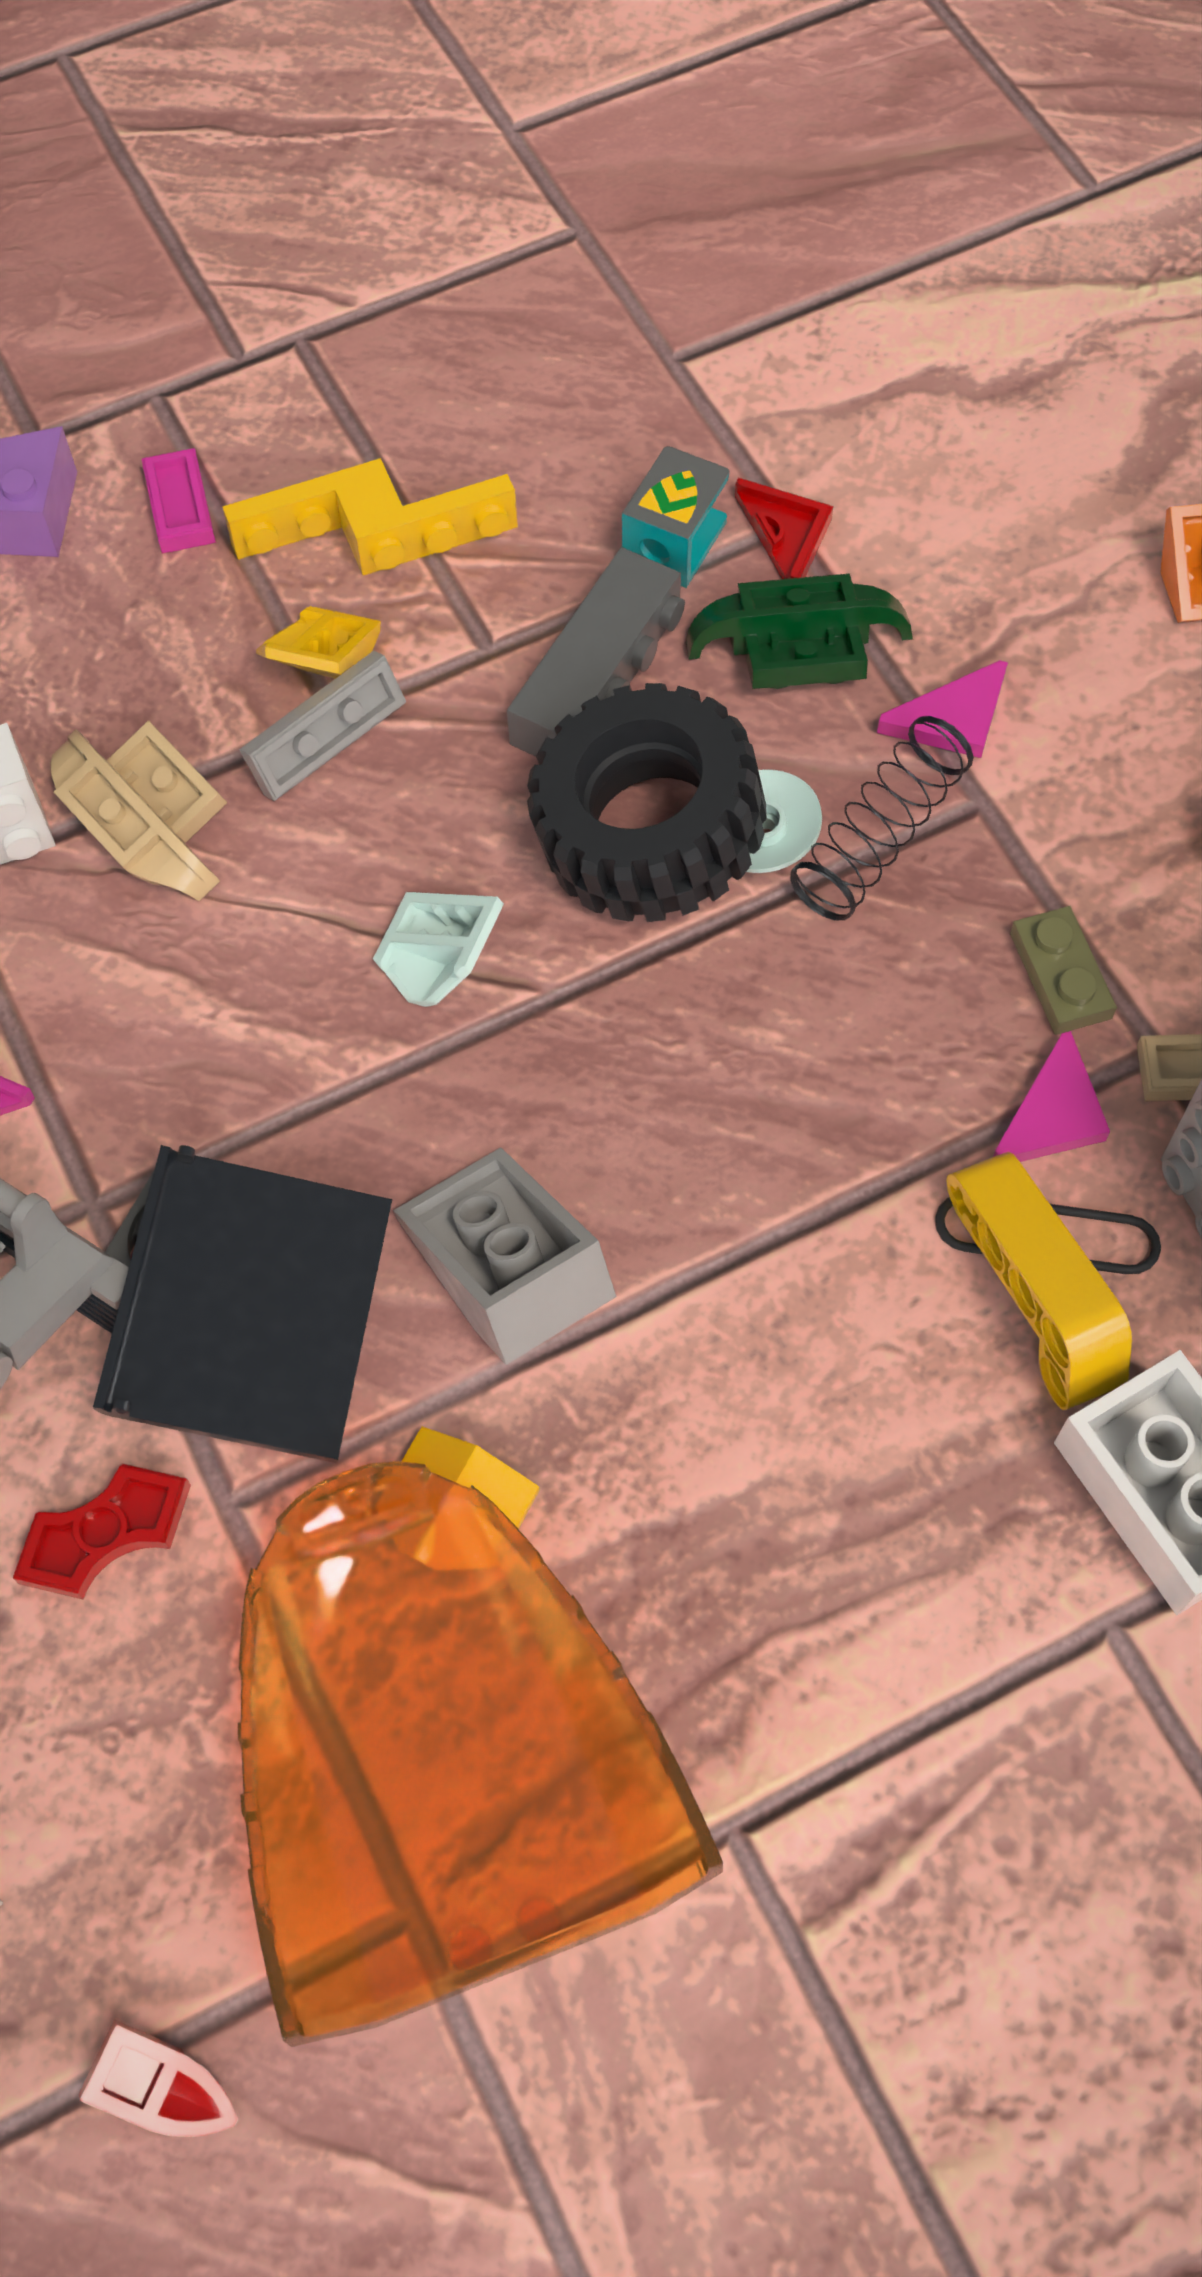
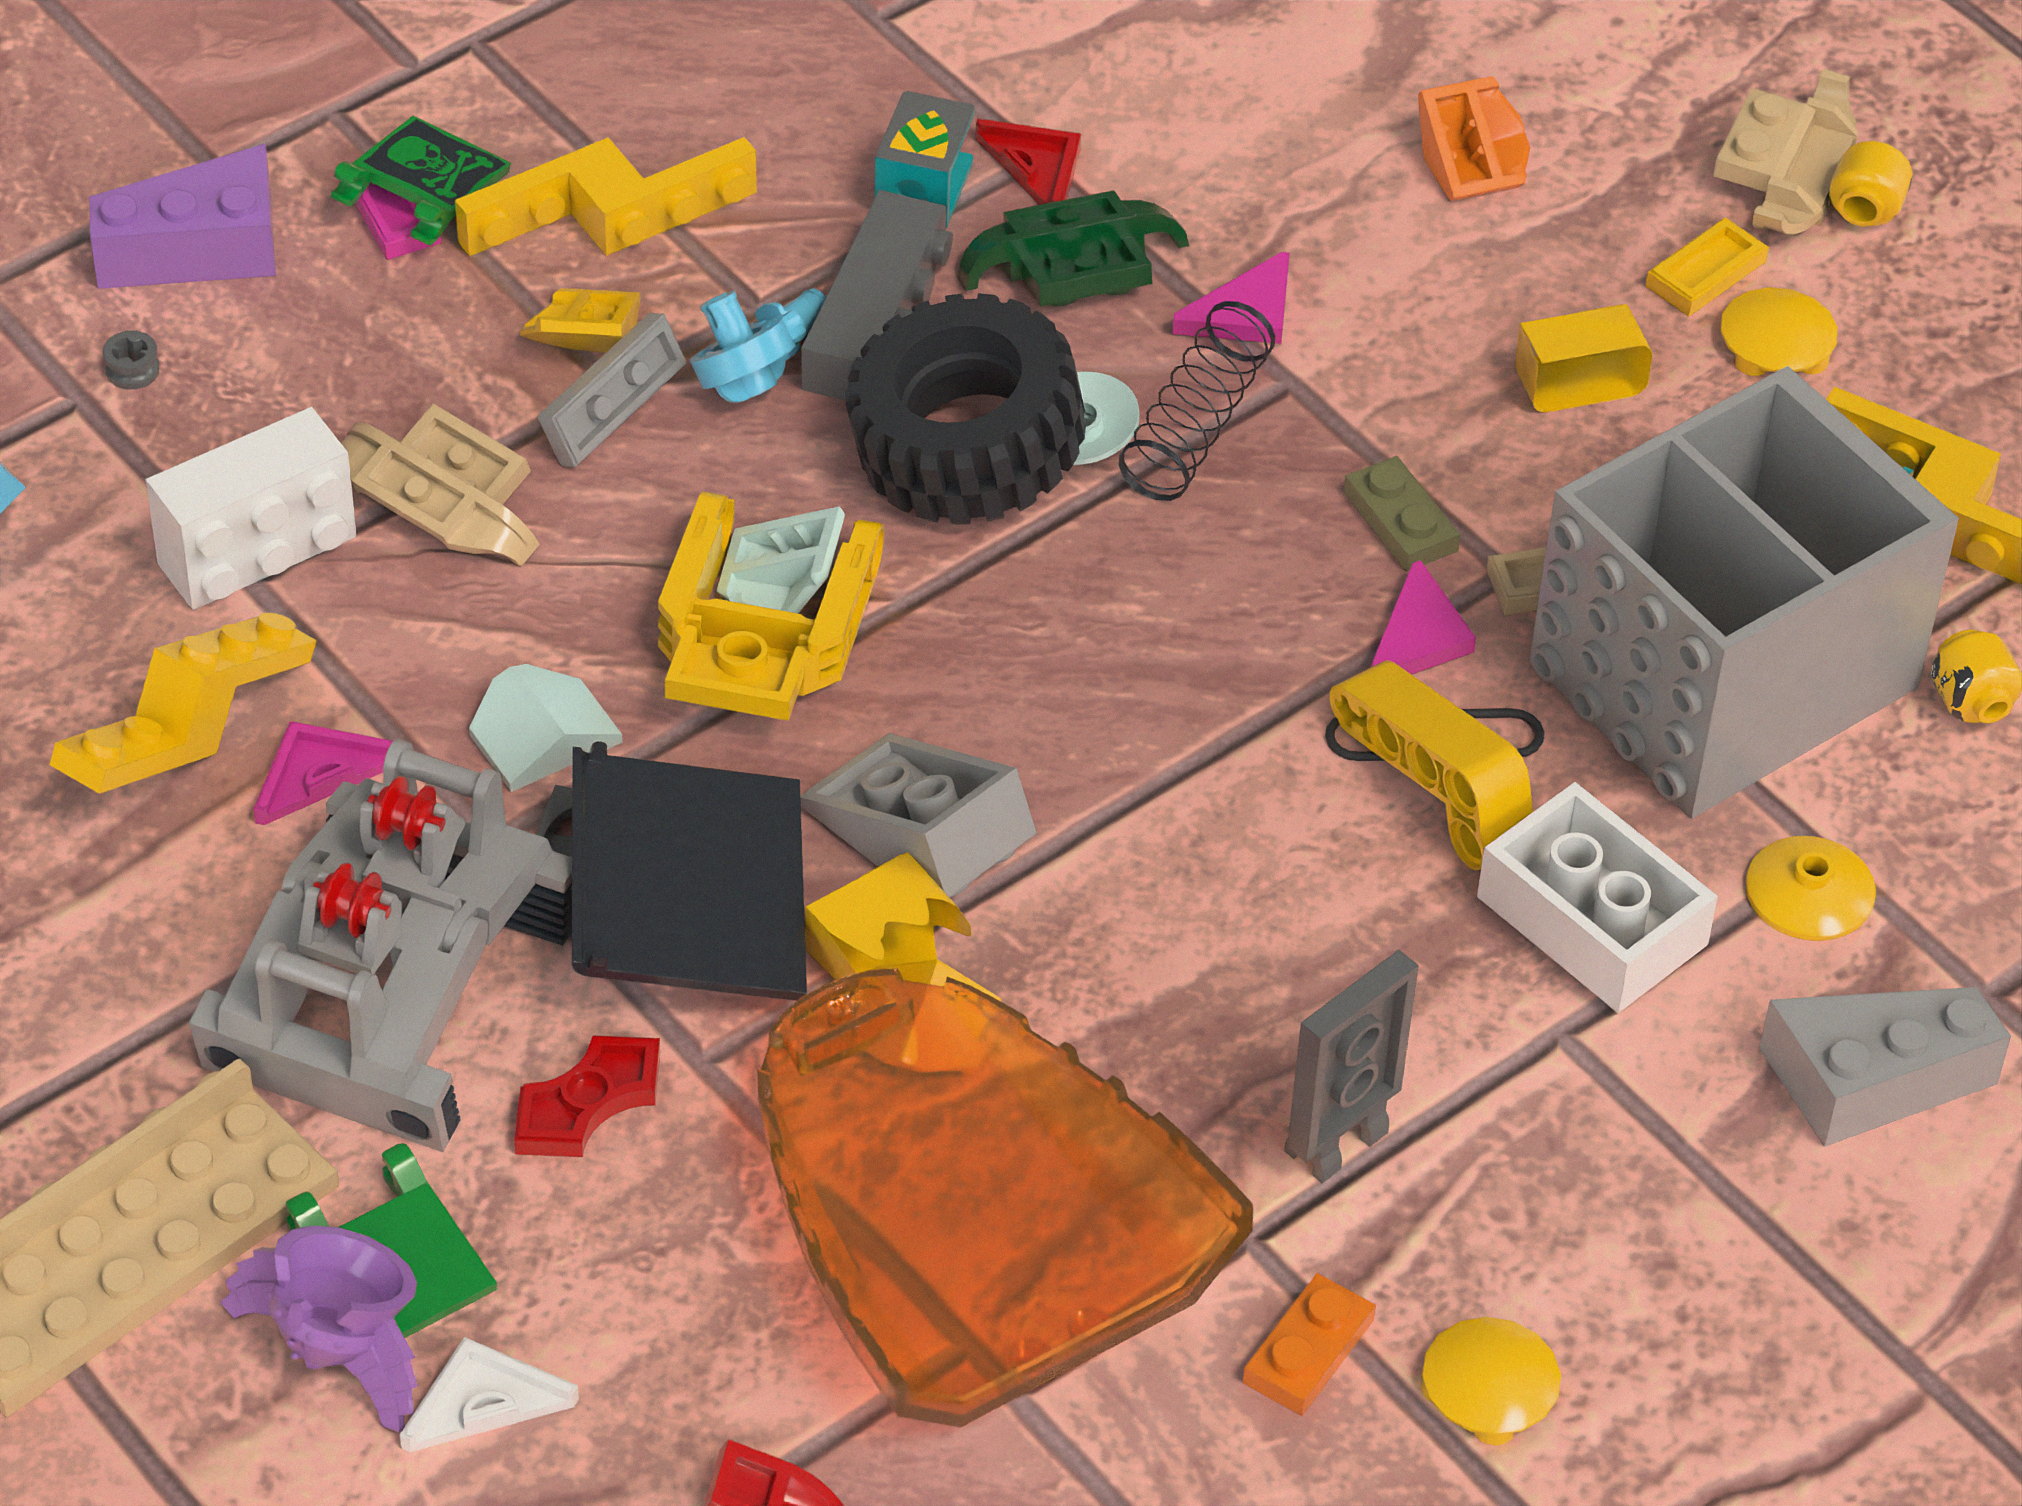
camera: 15 degrees left, 15 degrees down
(167, 1084) = (535, 720): none -> light aqua slope
(211, 466) = (423, 168): none -> green flag
(378, 1049) = (753, 654): none -> yellow plate
(434, 1382) = (880, 919): none -> yellow piece
(465, 707) = (753, 355): none -> medium azure pin
(766, 1987) = (1309, 1344): none -> orange plate
(868, 1695) = (1351, 1064): none -> dark grey tile
(954, 2074) = (1491, 1377): none -> yellow dish

